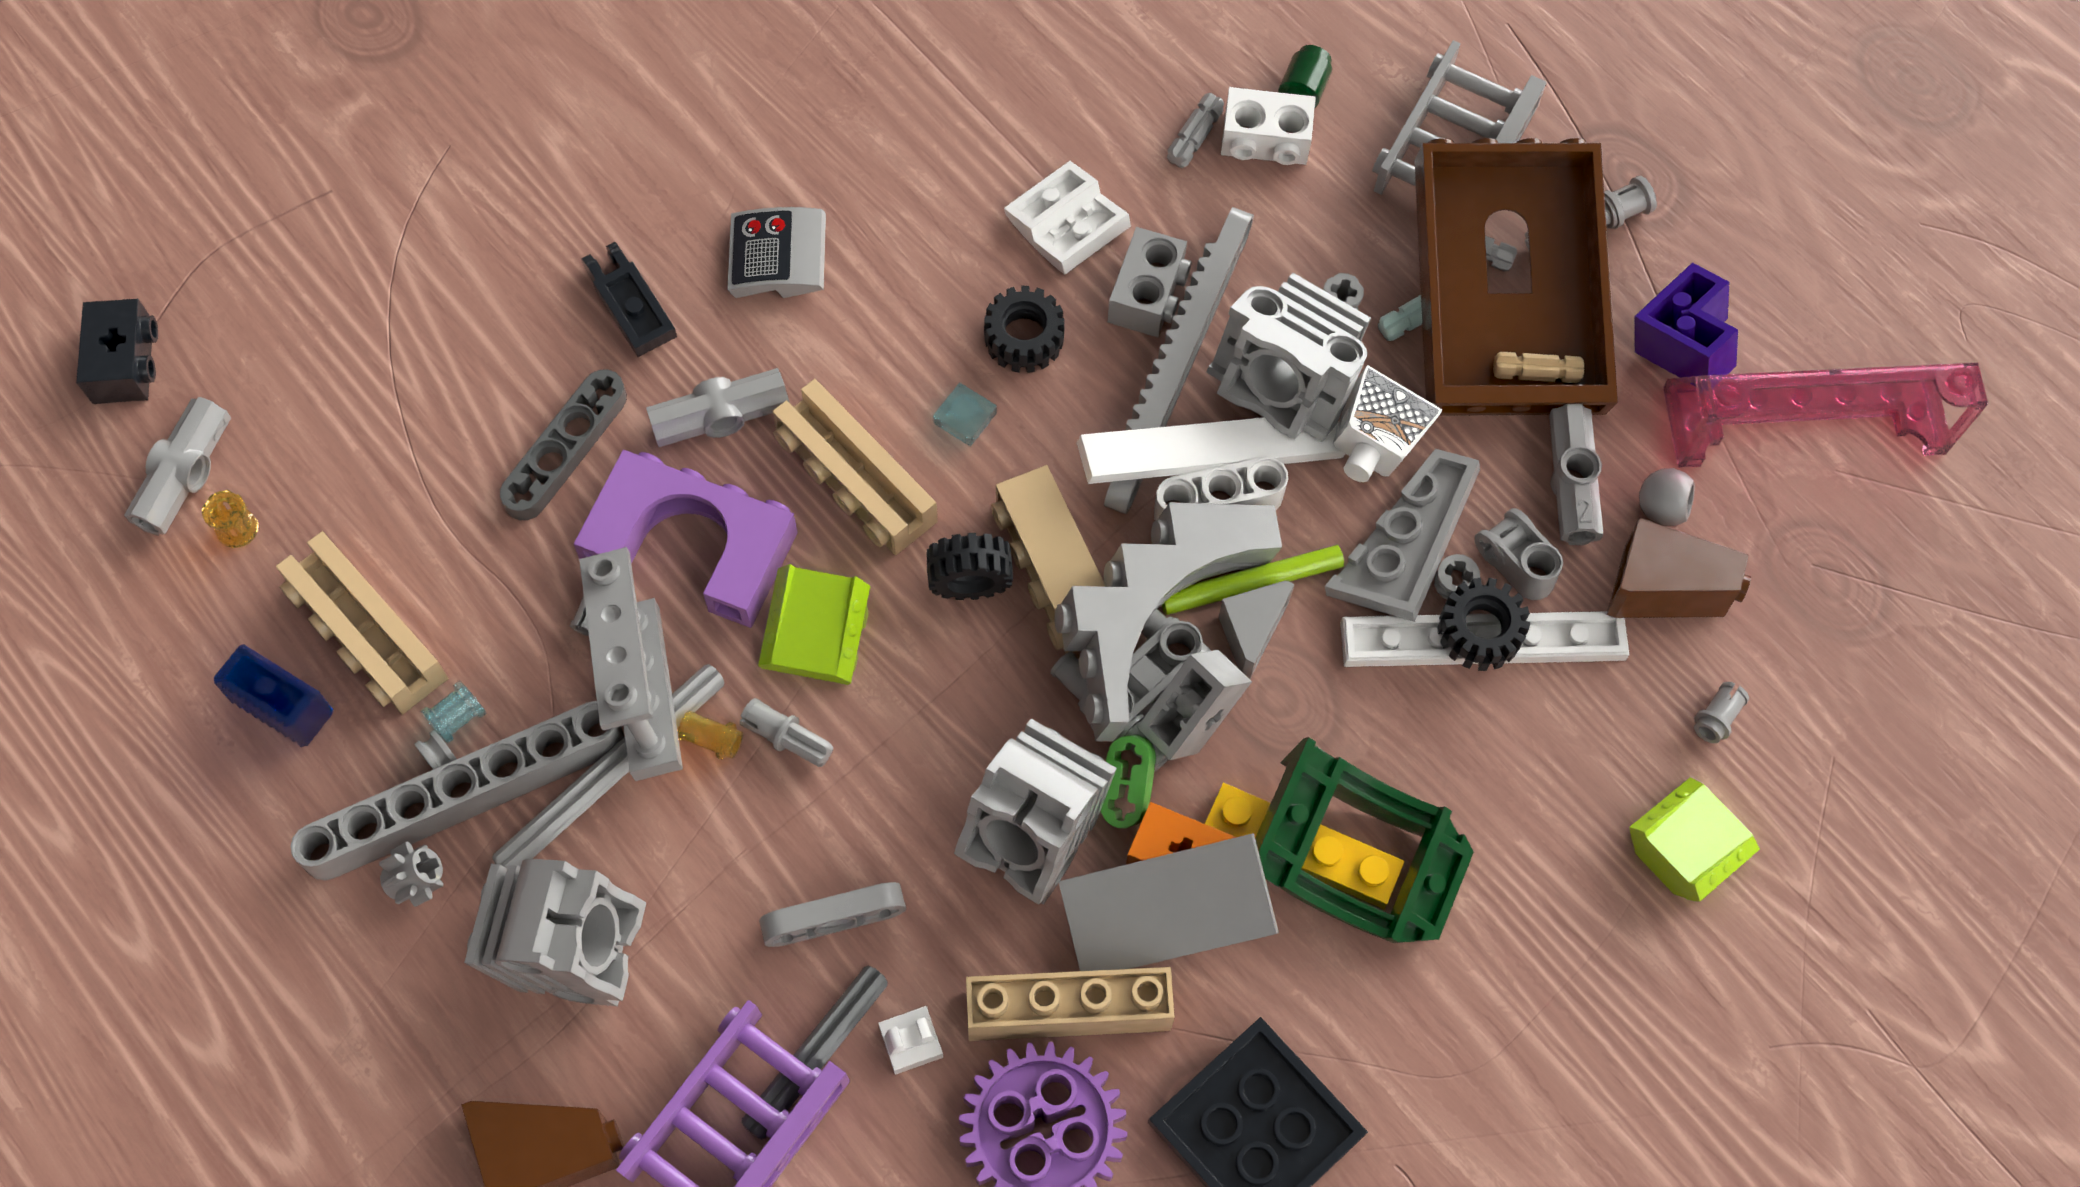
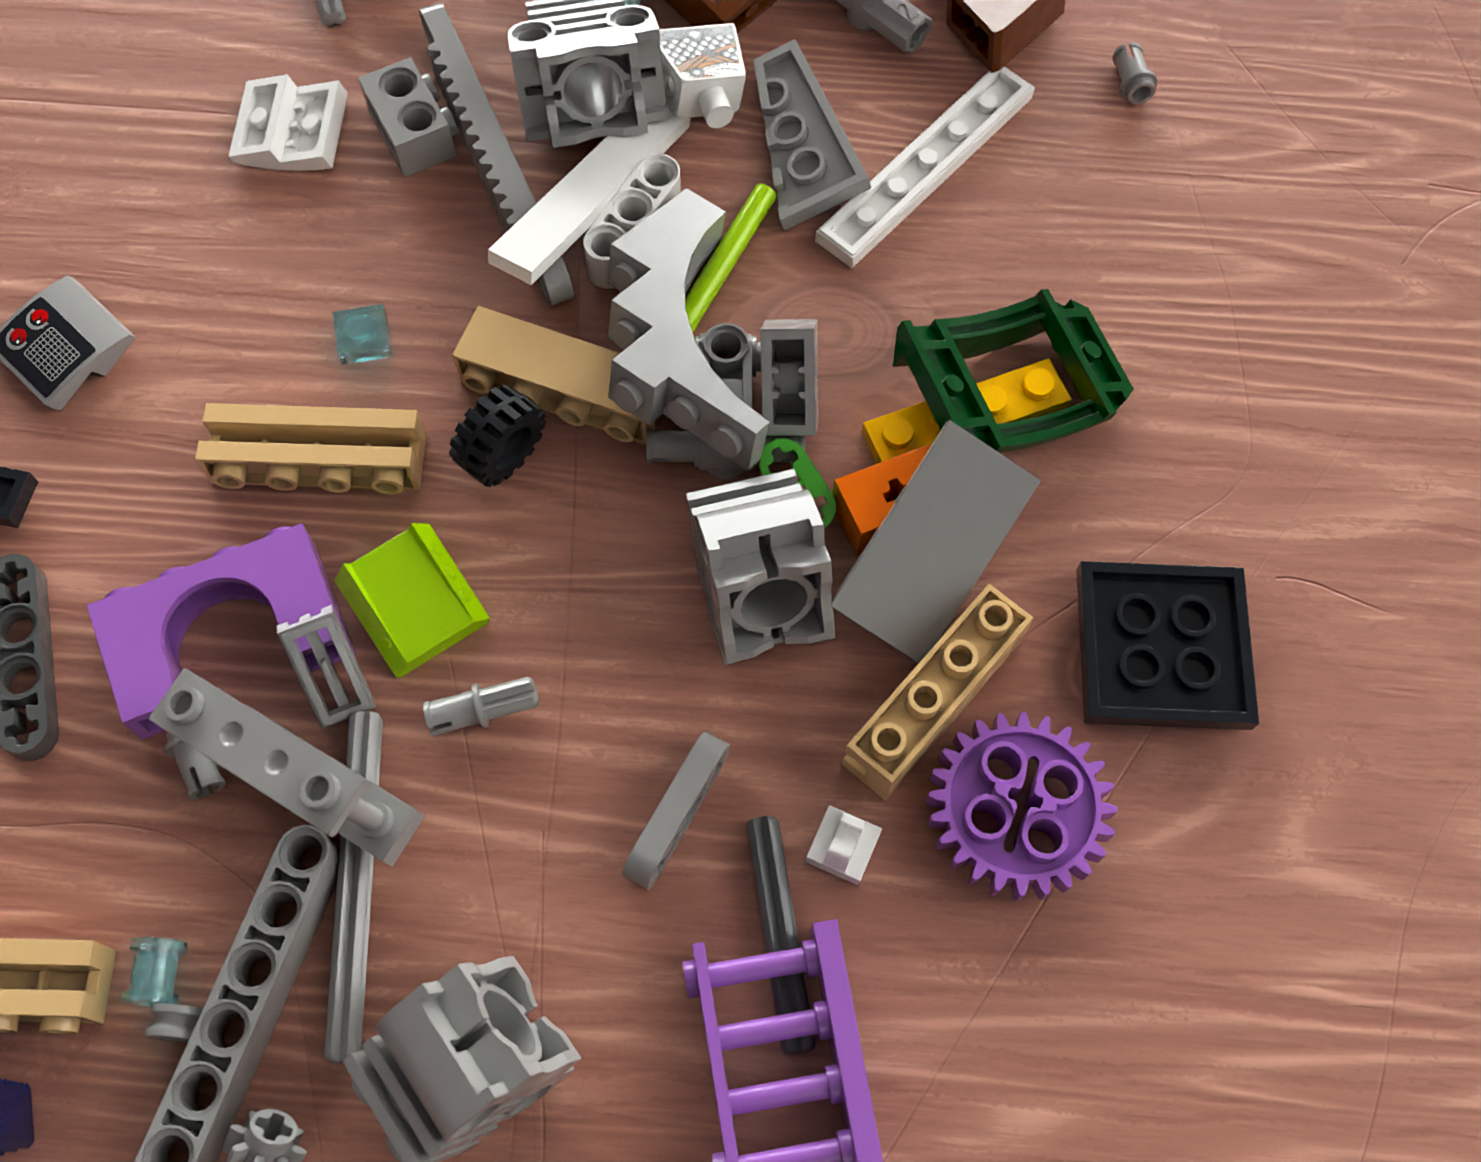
camera: 45 degrees left, 0 degrees up
(711, 735) = (416, 768): clear yellow pin -> none
(717, 407) = (137, 504): light grey piece -> none
(728, 588) = (309, 626): none -> light grey tile
(1024, 306) = (339, 207): black tyre -> none
(1251, 621) = (757, 286): light grey slope -> none
(1454, 562) = (867, 126): light grey bush -> none
(1490, 599) = (927, 123): black tyre -> none
(1514, 548) = (898, 81): light grey piece -> none
(1692, 841) = (1210, 174): slope -> none

